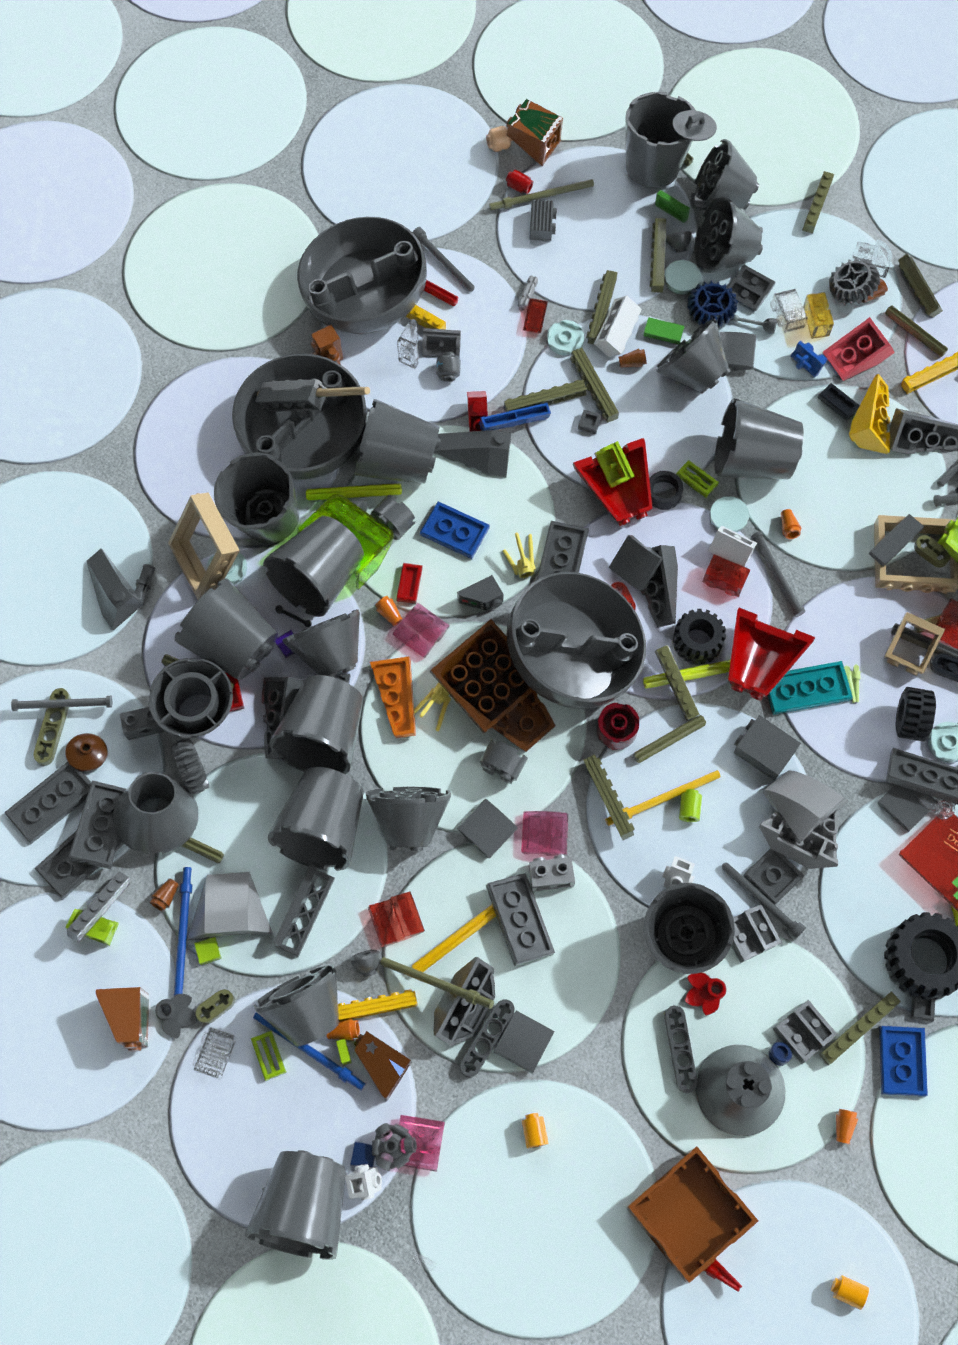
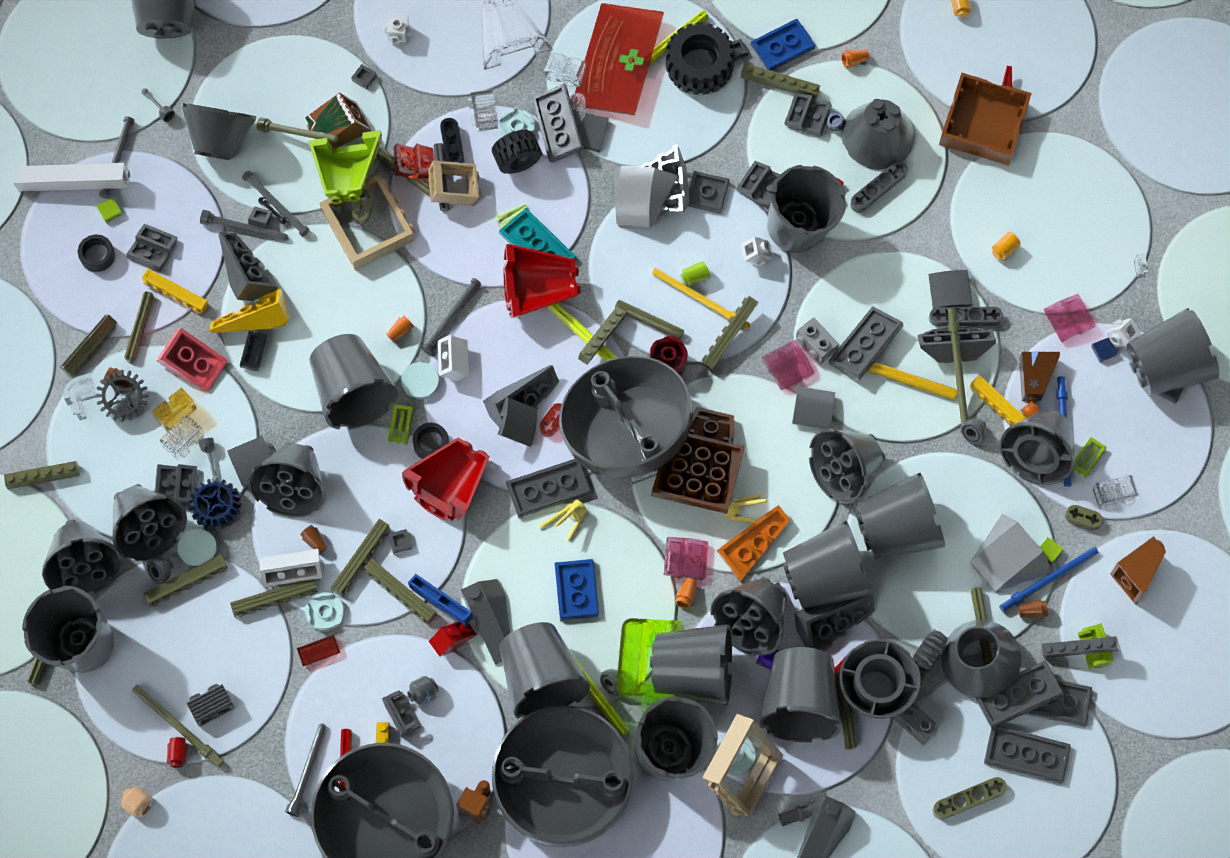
camera: 125 degrees left, 0 degrees up
(59, 703) = (947, 799): dark grey bar -> none
(89, 759) = (970, 763): reddish brown dish -> none
(179, 1014) = (1108, 539): dark grey plate -> none
(279, 609) = (743, 686): black hinge -> none
(296, 907) = (971, 505): dark grey fence -> none
(300, 395) = (548, 779): piece -> none
(344, 1052) = (1050, 402): lime tile -> none
(393, 1146) = (1087, 329): dark grey piece -> none
(394, 516) = (605, 638): dark grey brick -> none
(396, 919) = (928, 431): clear red slope -> none
(408, 345) = (424, 732): clear tile -> none
(409, 583) = (649, 595): red tile -> none
(482, 594) = (622, 527): dark grey slope -> none
(502, 760) = (756, 423): dark grey brick -> none
(528, 292) = (296, 672): light grey axle -> none
(535, 130) = (114, 764): dark orange slope -> none
(614, 464) = (438, 487): lime hinge -> none
(663, 330) = (266, 532): bright green tile -> none
(672, 206) = (124, 597): bright green tile -> none
(694, 125) = (55, 589): shield -> none
(699, 621) = (546, 327): black tyre -> none
(726, 576) = (480, 351): clear red brick -> none
(766, 747) = (610, 245): dark grey brick -> none
(795, 929) = (739, 156): dark grey piece -> none
(808, 359) = (227, 395): blue hips -> none
(896, 540) = (370, 236): dark grey tile -> none

